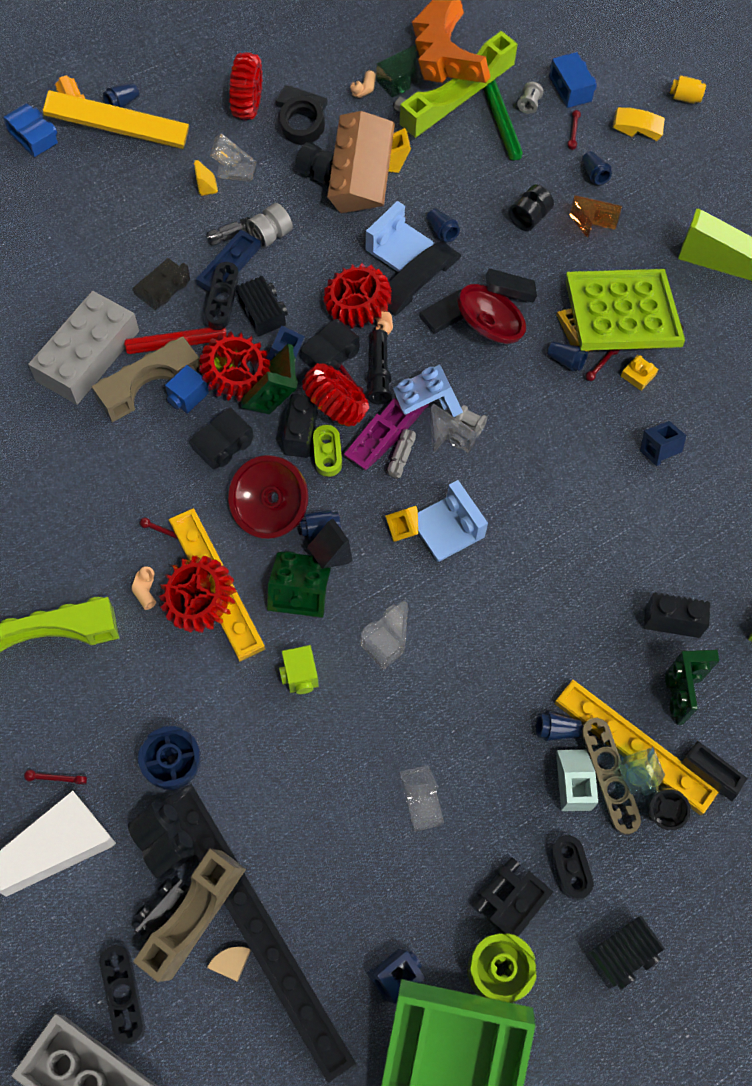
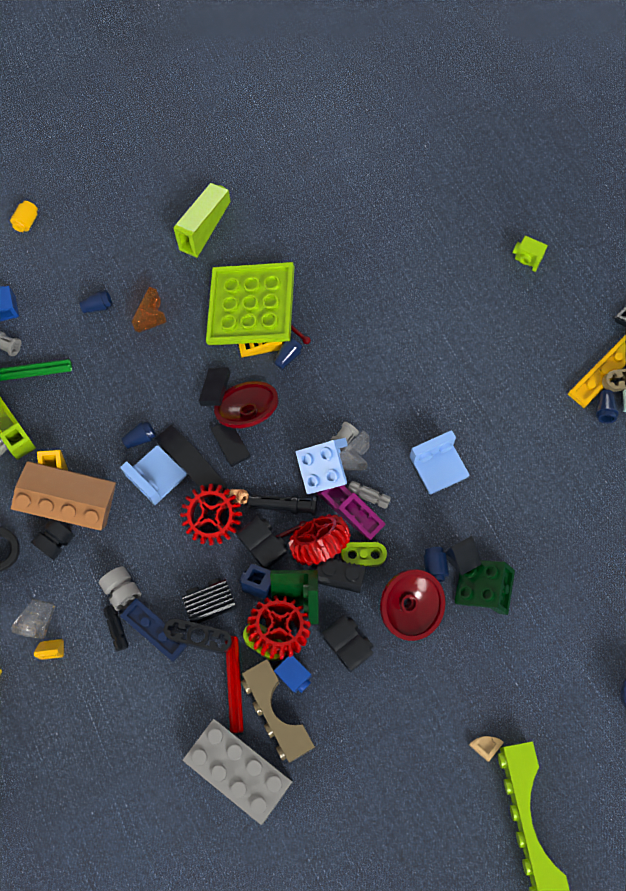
camera: 80 degrees left, 5 degrees up
(114, 590) = (486, 746): none -> tan tile
(142, 585) = (483, 720): light nougat arm -> none
(145, 523) = (438, 682): dark red hinge -> none
(162, 283) = (168, 696): clear smoke bracket -> none
(194, 578) = (496, 678): red gear -> none
(238, 624) = (481, 657): yellow tile -> none
(299, 670) = (563, 590): lime brick -> none
(387, 637) = (535, 518): clear slope -> none
(403, 523) = (435, 498): yellow slope -> none
(531, 208) = (135, 359): black wheel -> none
(572, 144) = (63, 317): dark red hinge -> none
(635, 120) = (51, 261): yellow slope -> none
(639, 372) = (306, 303): yellow tile -> none
(662, 442) = (376, 296): dark blue brick -> none
(677, 615) = (522, 312): black brick -> none
(681, 676) = (576, 316): dark green bracket -> none

